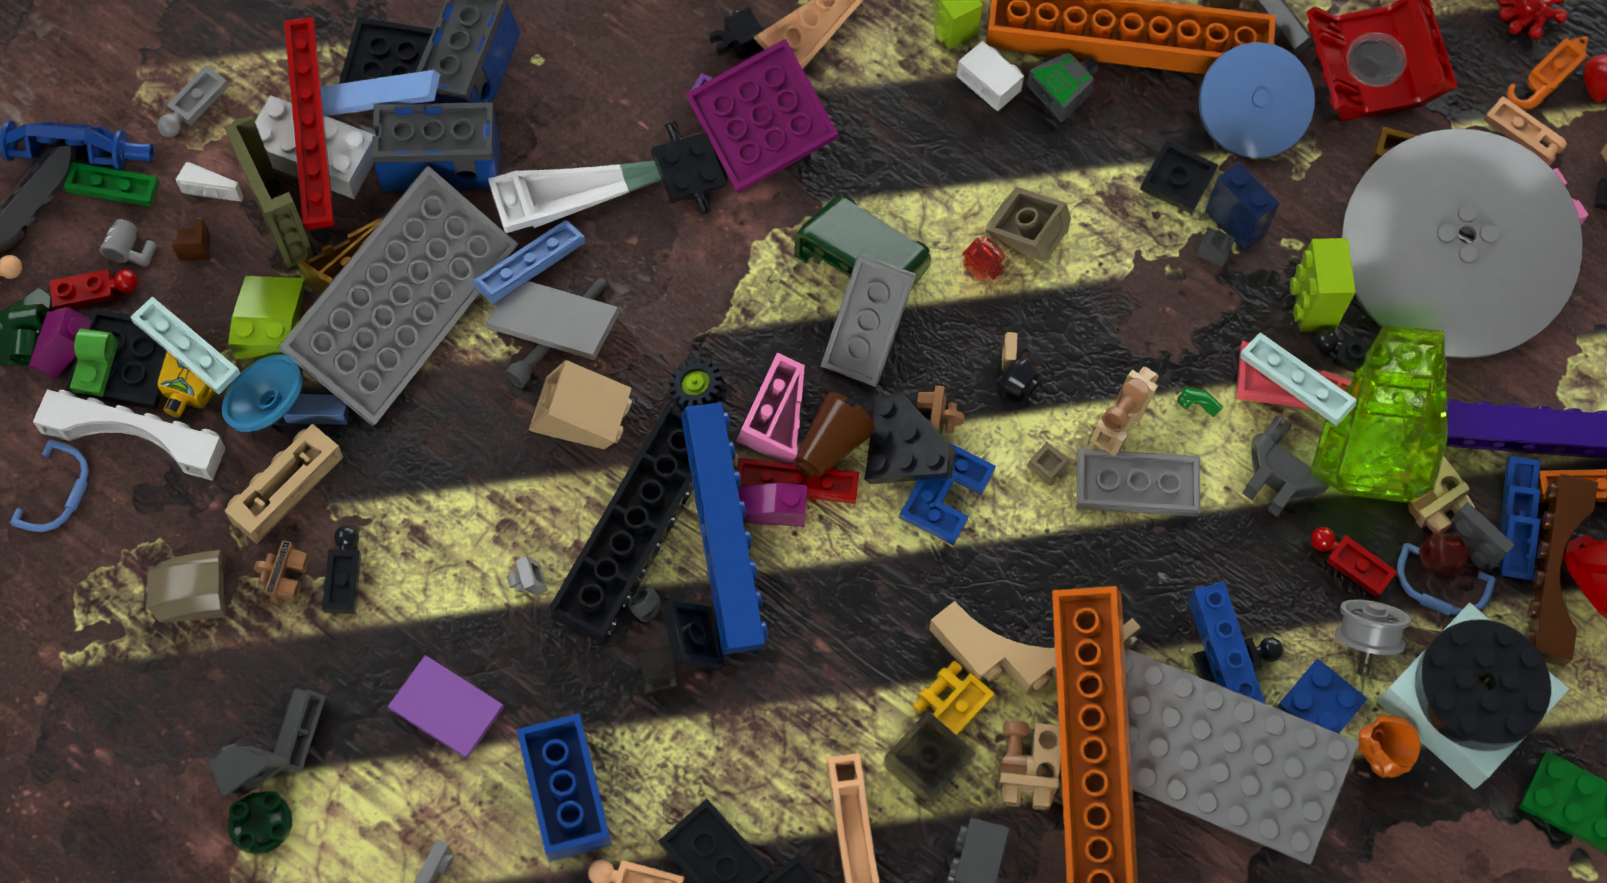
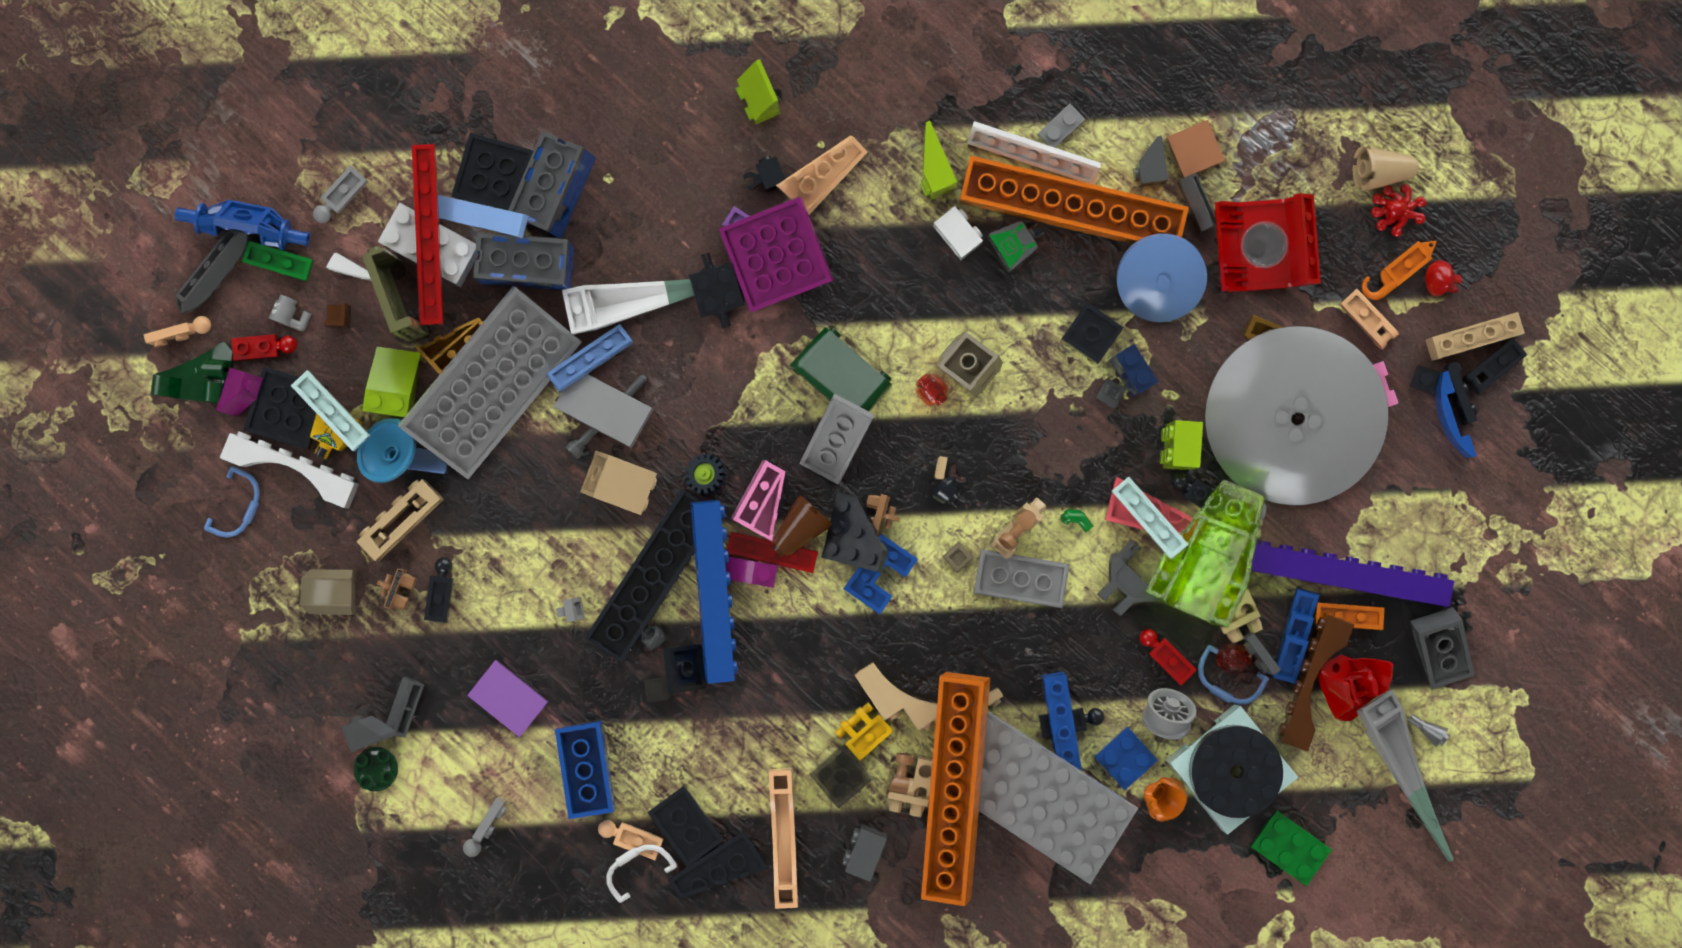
camera: 10 degrees right, 20 degrees up
(95, 358) = (264, 413): bright green plate -> none

